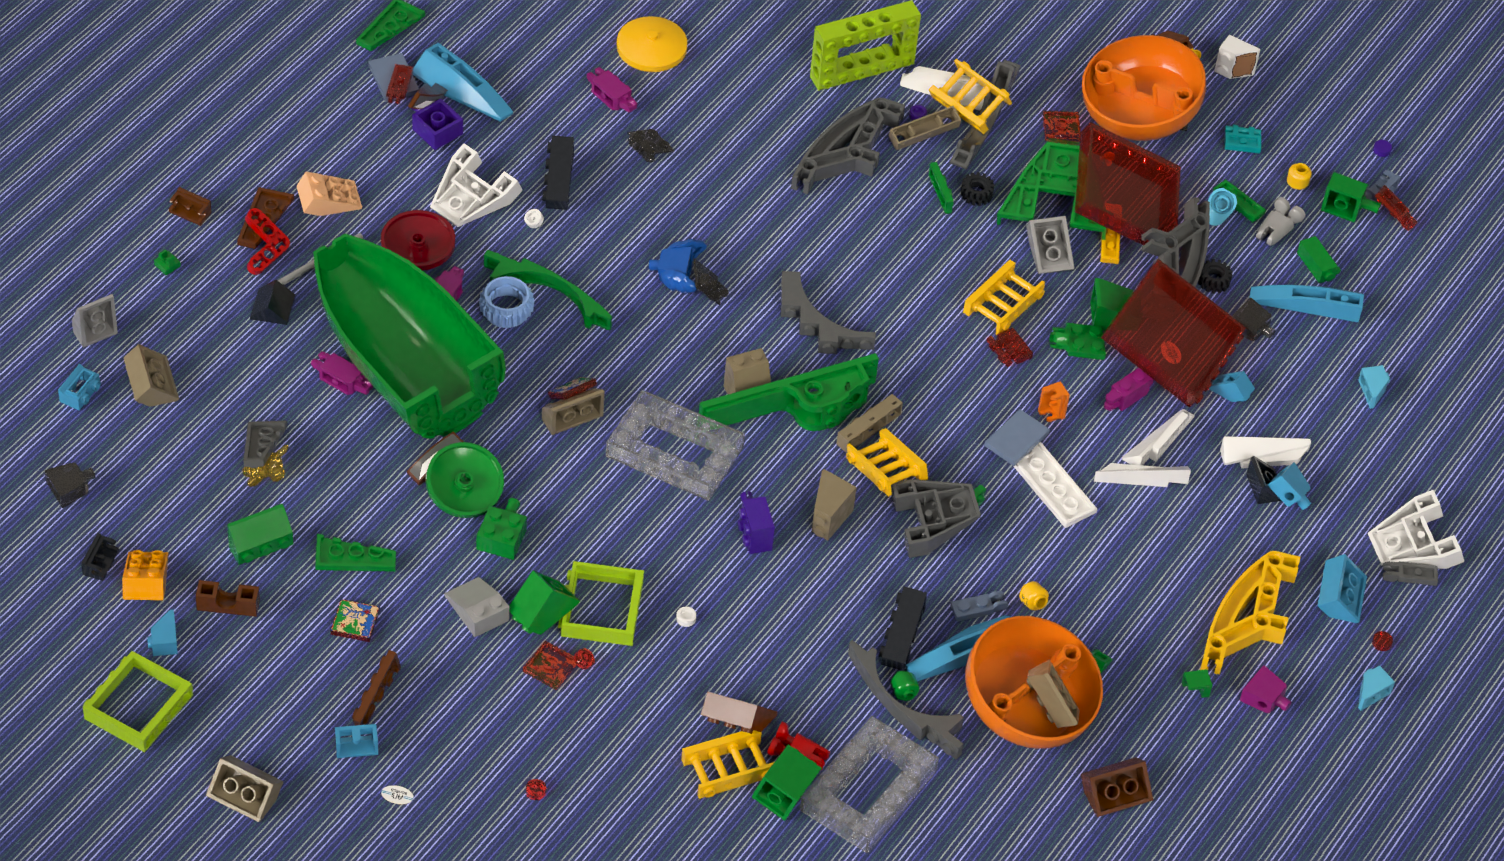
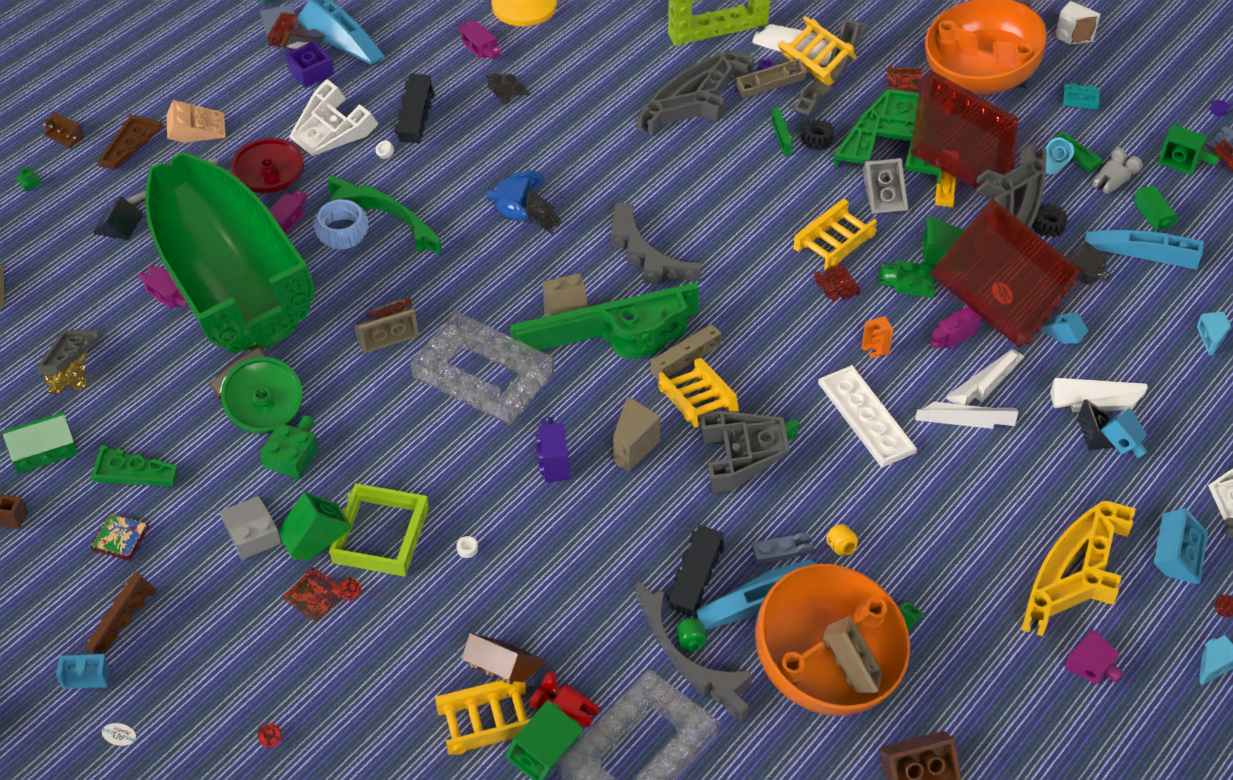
camera: 10 degrees right, 0 degrees up
(271, 240) = (129, 163): red beam -> none
(1017, 437) = (836, 372): sand blue tile -> none
(1199, 681) = (1018, 643): green panel -> none
(1299, 176) = (1136, 129): yellow head -> none

